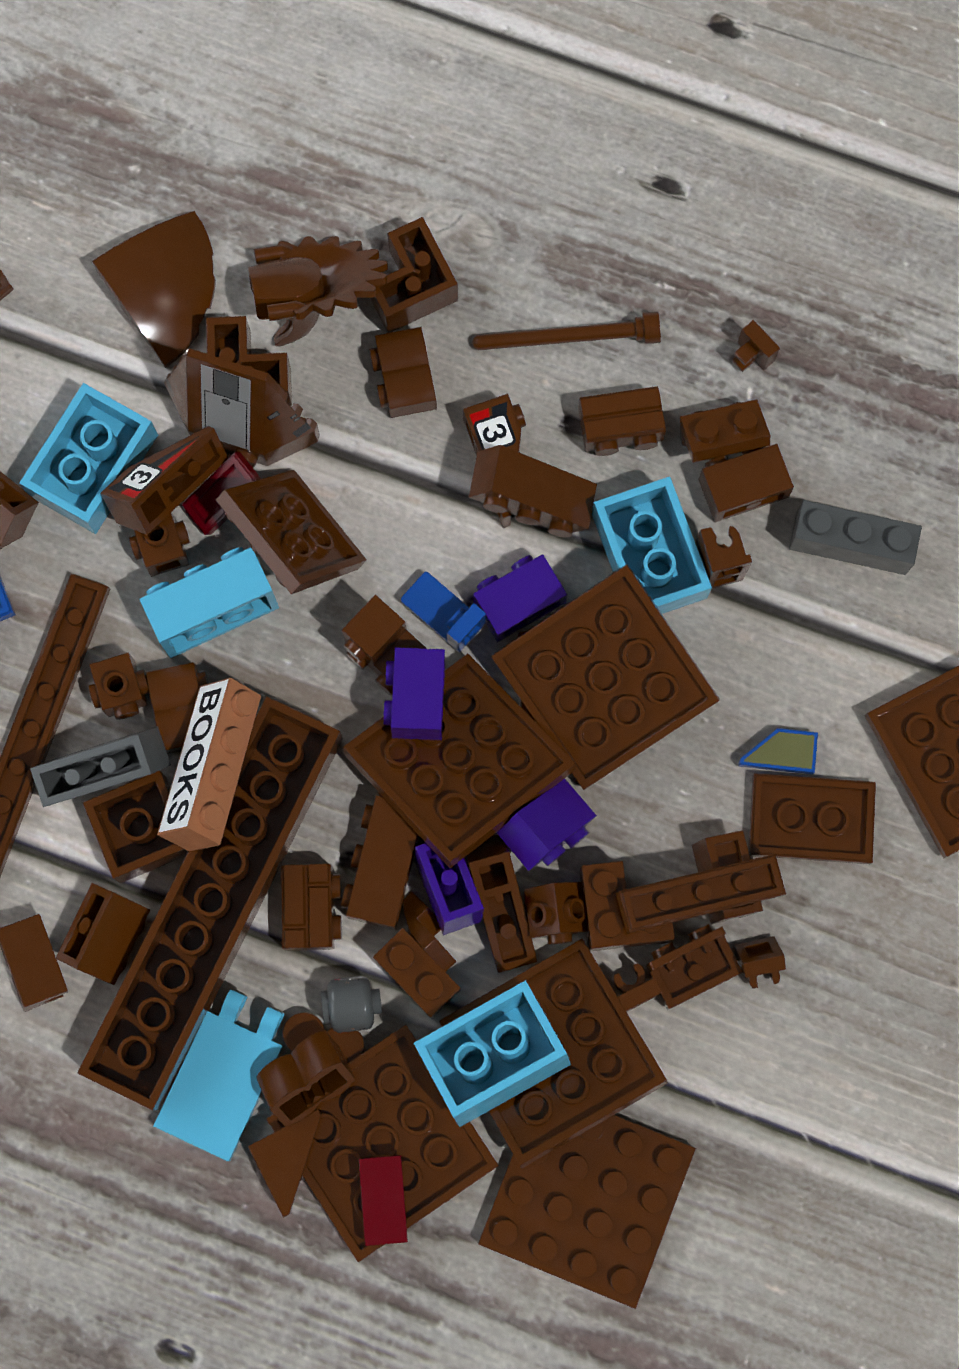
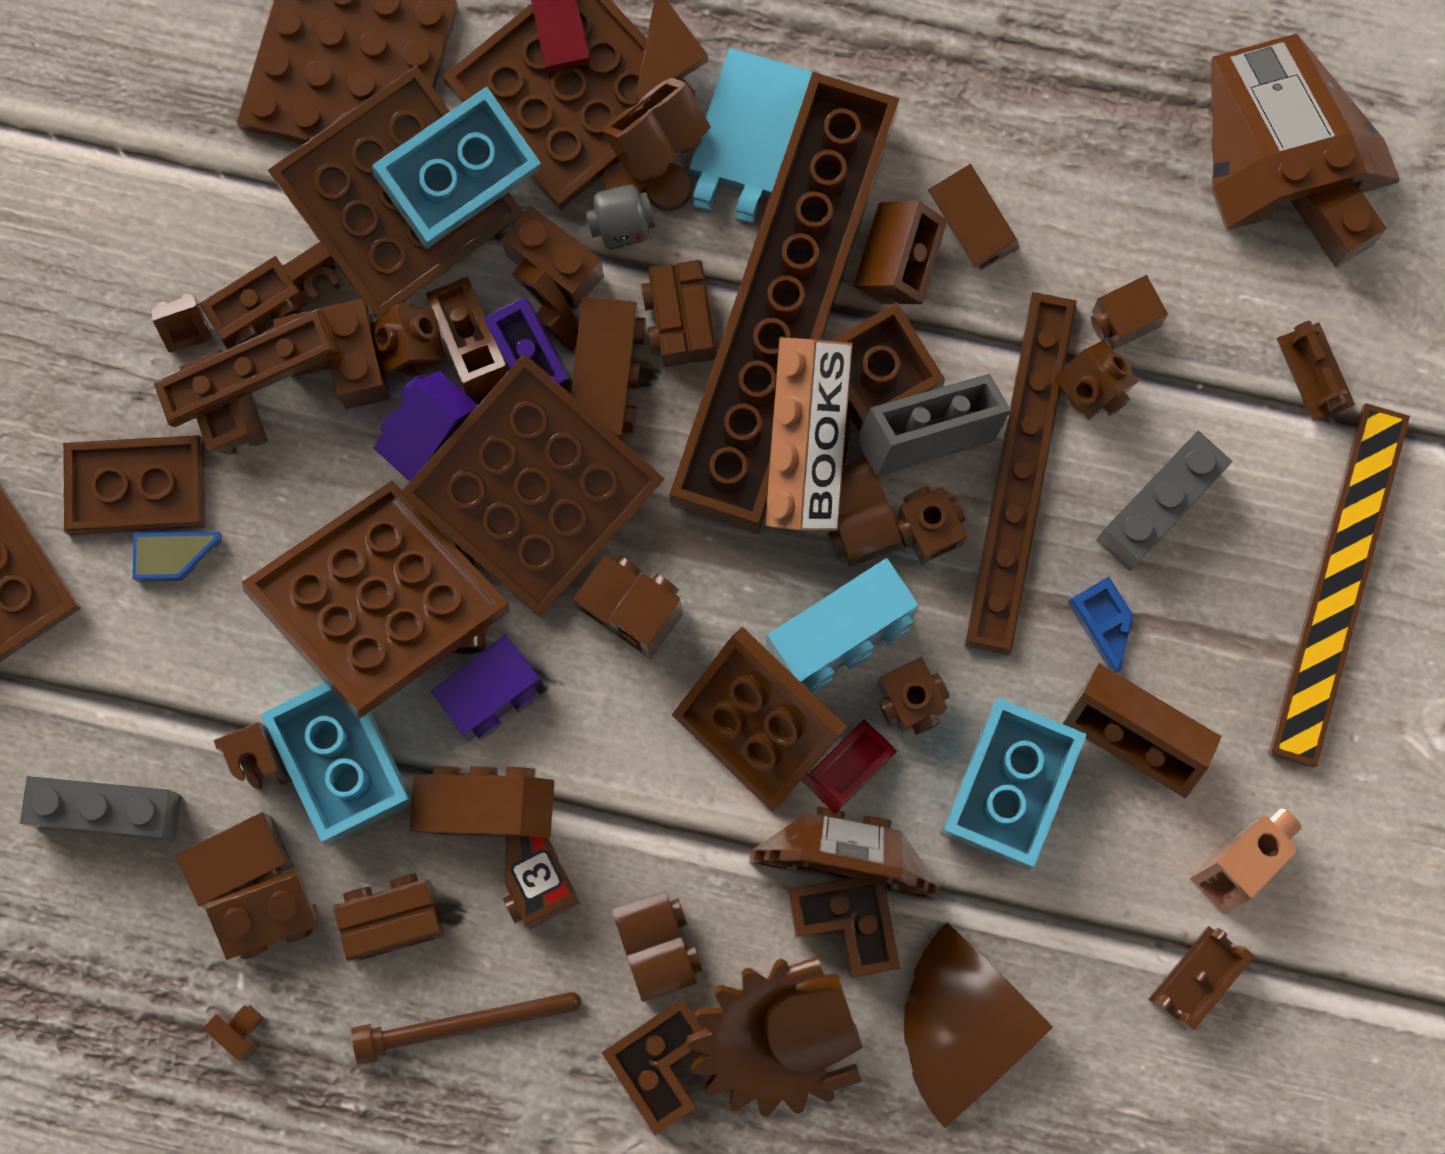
camera: 175 degrees right, 0 degrees up
(161, 482) = (921, 755): reddish brown slope -> none
(417, 693) = (586, 543): dark purple brick -> none
(444, 611) = (572, 661): blue bracket -> none

